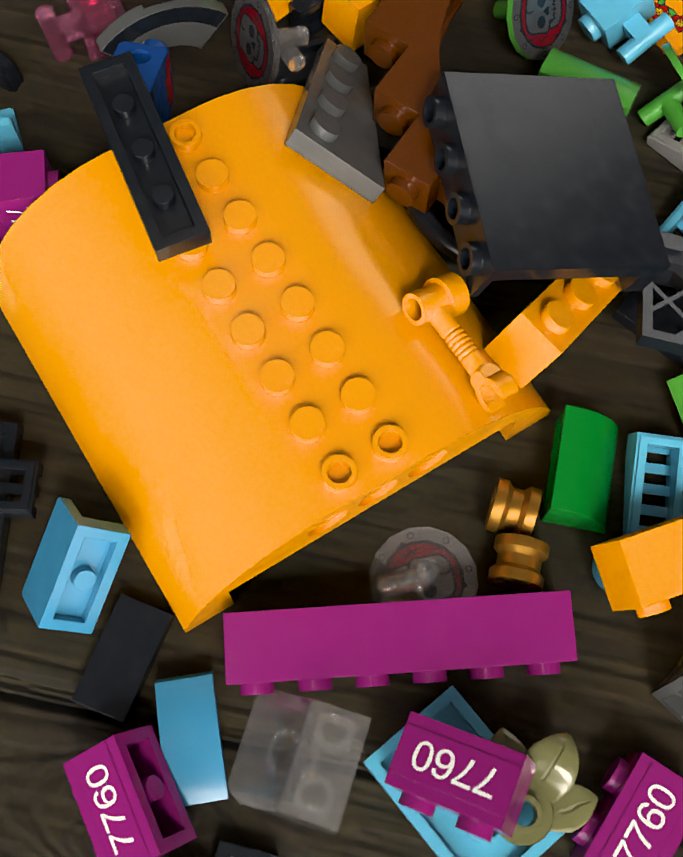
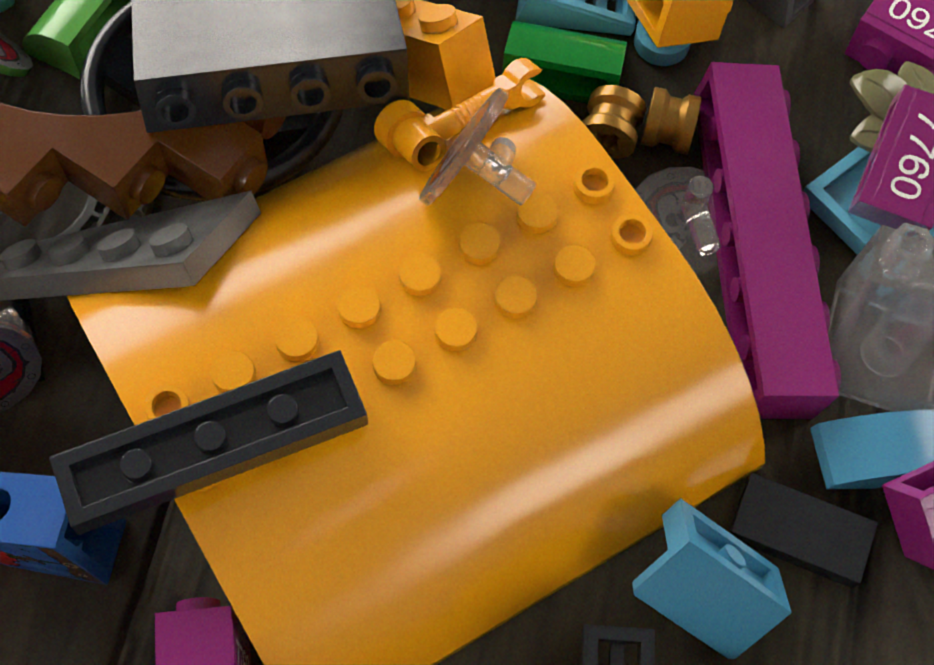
camera: 90 degrees left, 5 degrees down
(386, 345) = (490, 163): none -> clear shield

